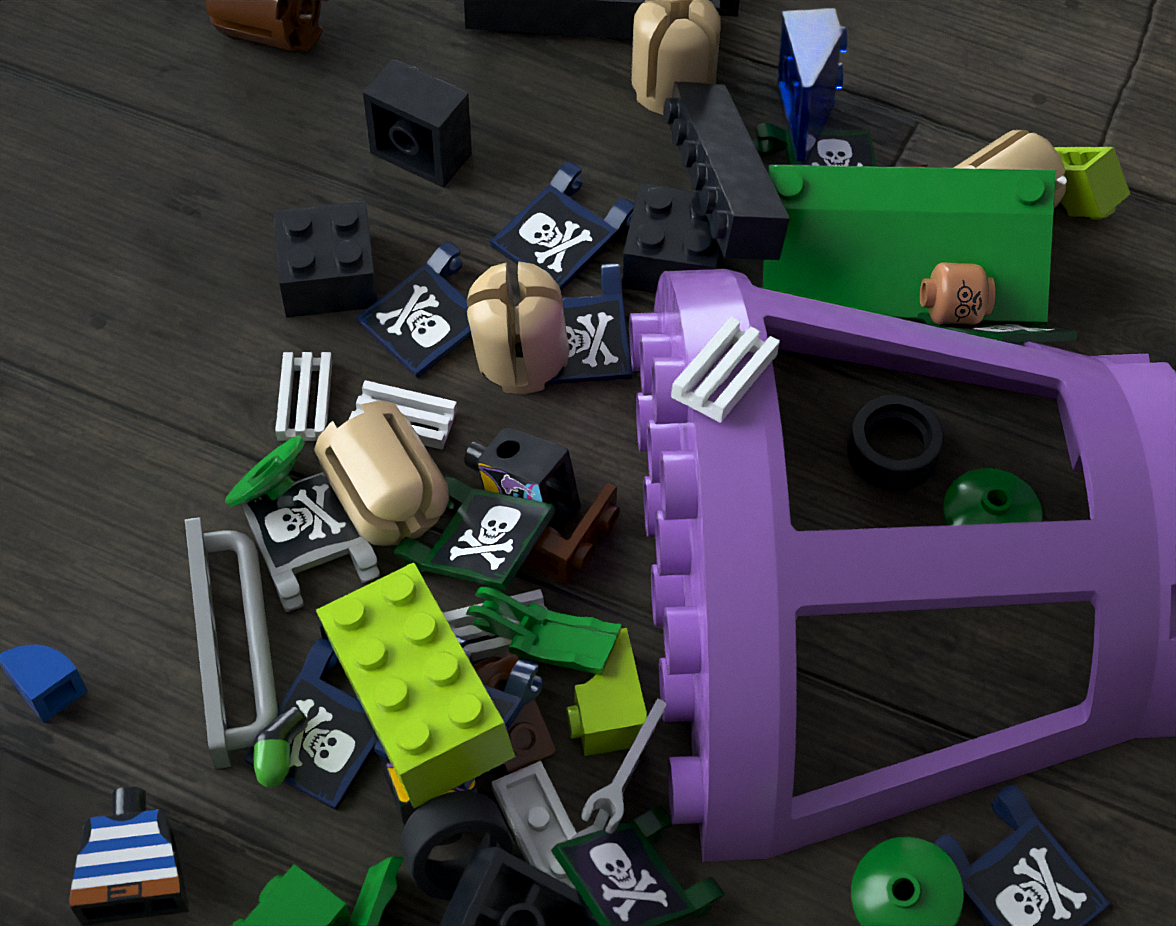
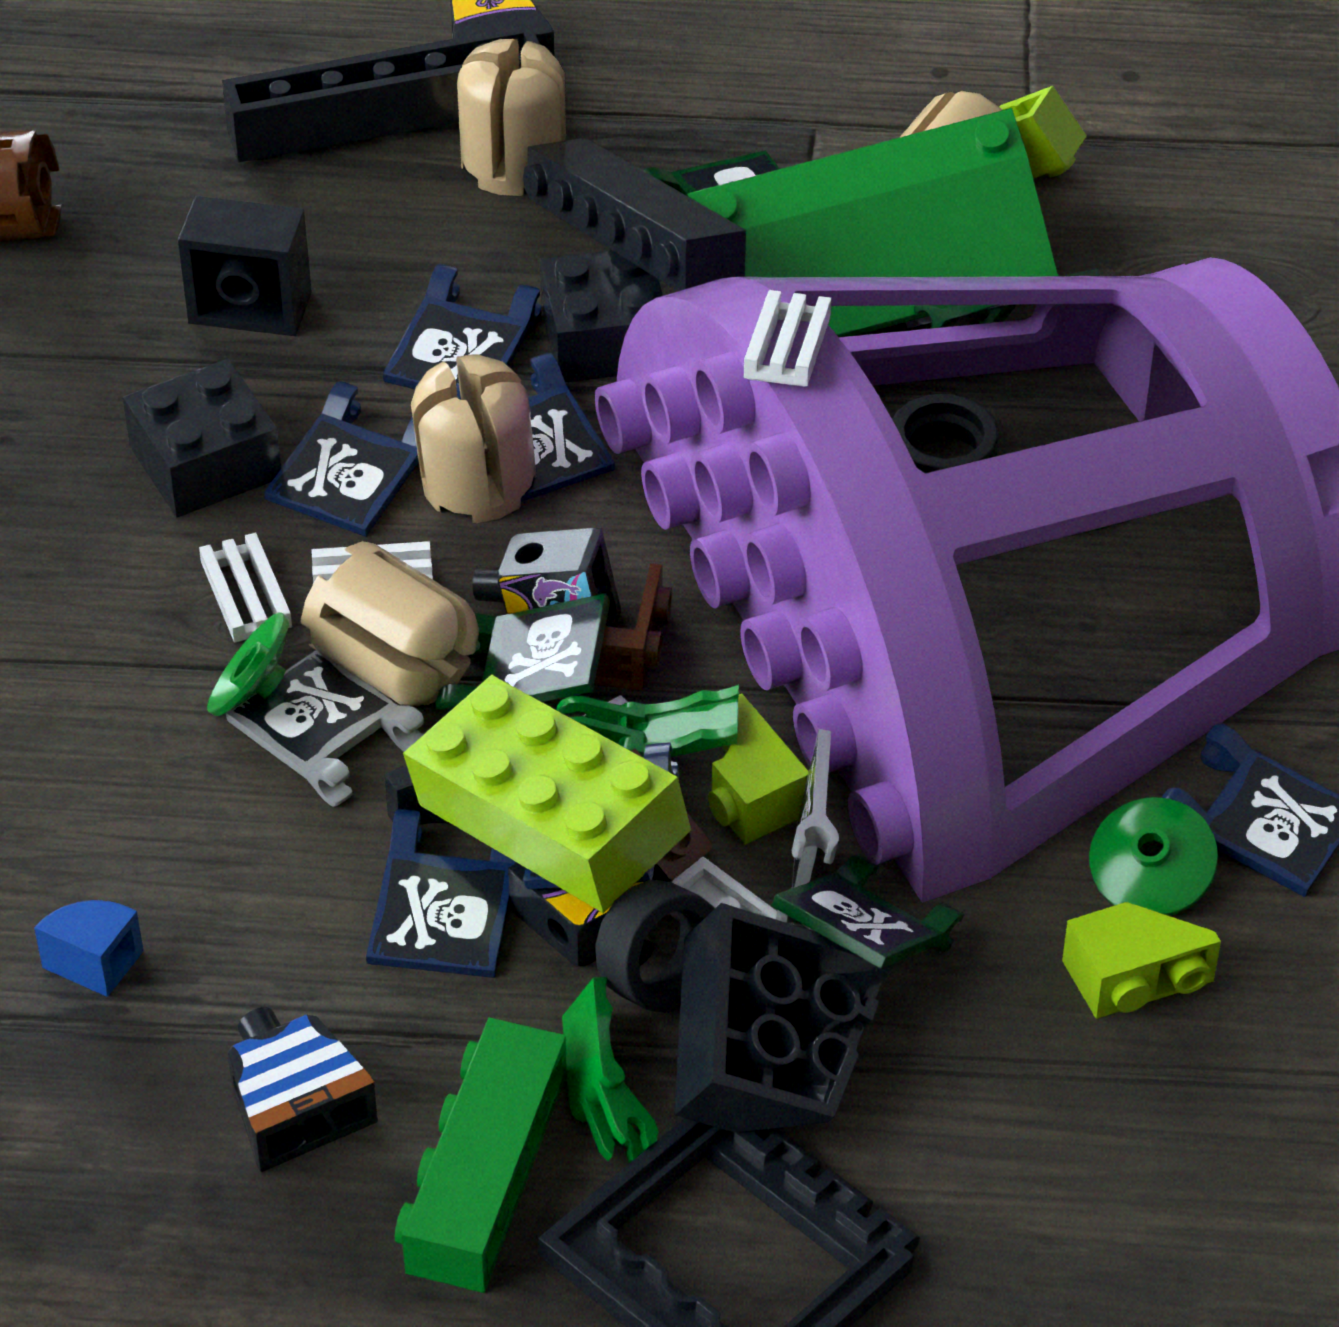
camera: 20 degrees left, 10 degrees down
(199, 544) = (271, 857): light grey piece -> none
(273, 746) = (402, 928): arm -> none
(809, 72) = (674, 98): clear blue slope -> none
(958, 294) = (955, 255): nougat head -> none

